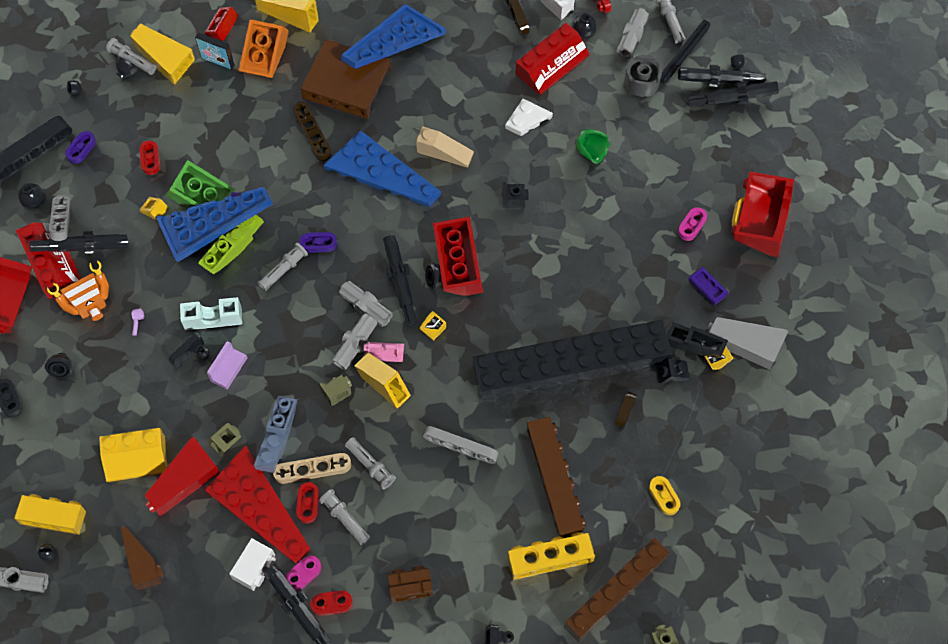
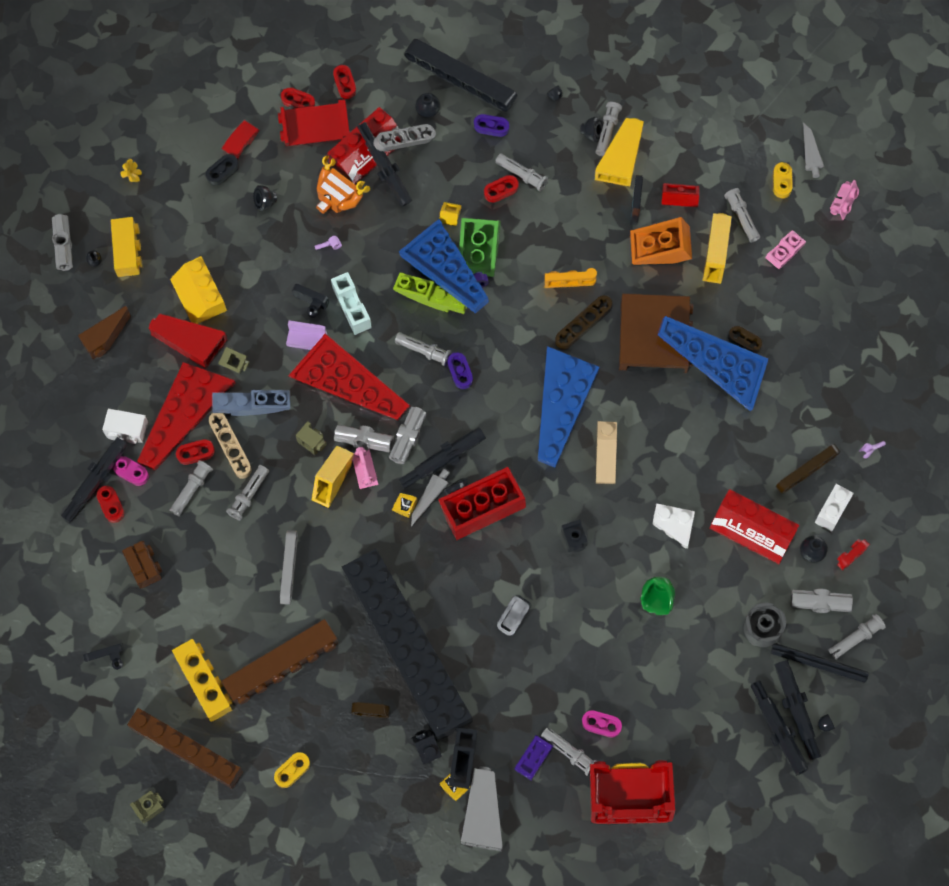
camera: 75 degrees right, 5 degrees up
(146, 132) = (528, 175): none -> light grey pin
(265, 127) = (570, 278): none -> light orange plate
(282, 343) = (340, 374): none -> red wing
(378, 16) = (745, 339): none -> dark brown beam
(428, 300) = (433, 489): none -> light grey bar
(573, 262) = (513, 615): none -> piece
(716, 252) = (576, 756): none -> light grey pin

